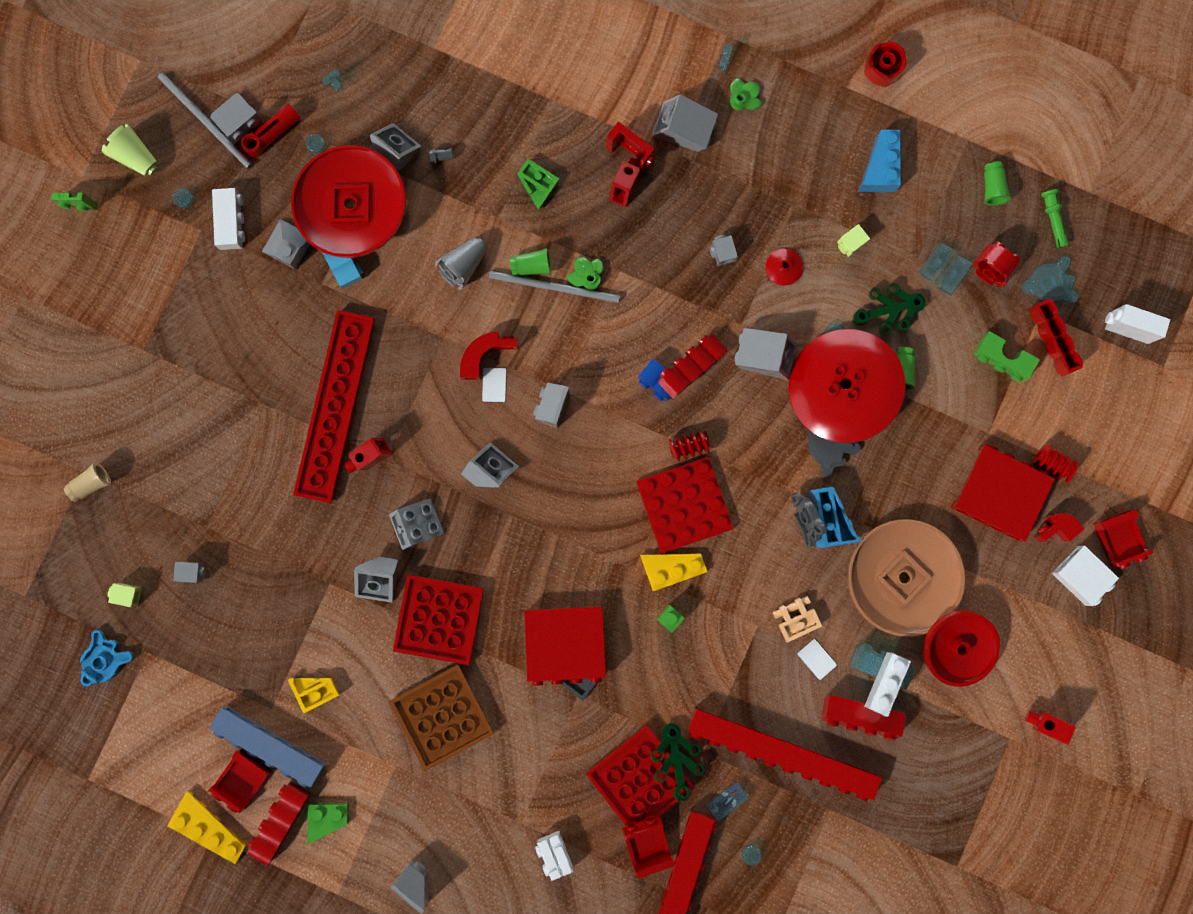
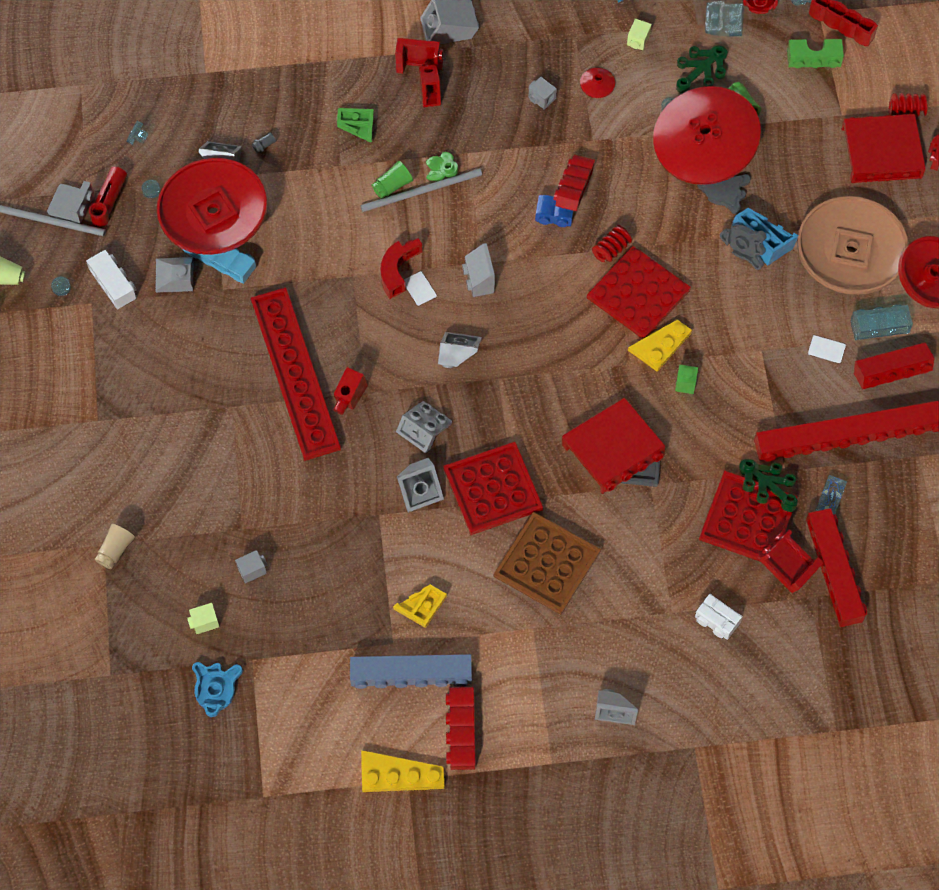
camera: 30 degrees left, 20 degrees down
(240, 781) = (404, 713): red panel -> none
(325, 818) = (499, 704): bright green wing -> none
(461, 262) = (333, 210): light grey cone -> none
(751, 854) = (880, 525): clear light blue tile -> none
(766, 353) = (626, 146): light grey slope -> none
(800, 624) = (794, 328): light nougat plate -> none
(887, 684) = (894, 323): white brick -> none

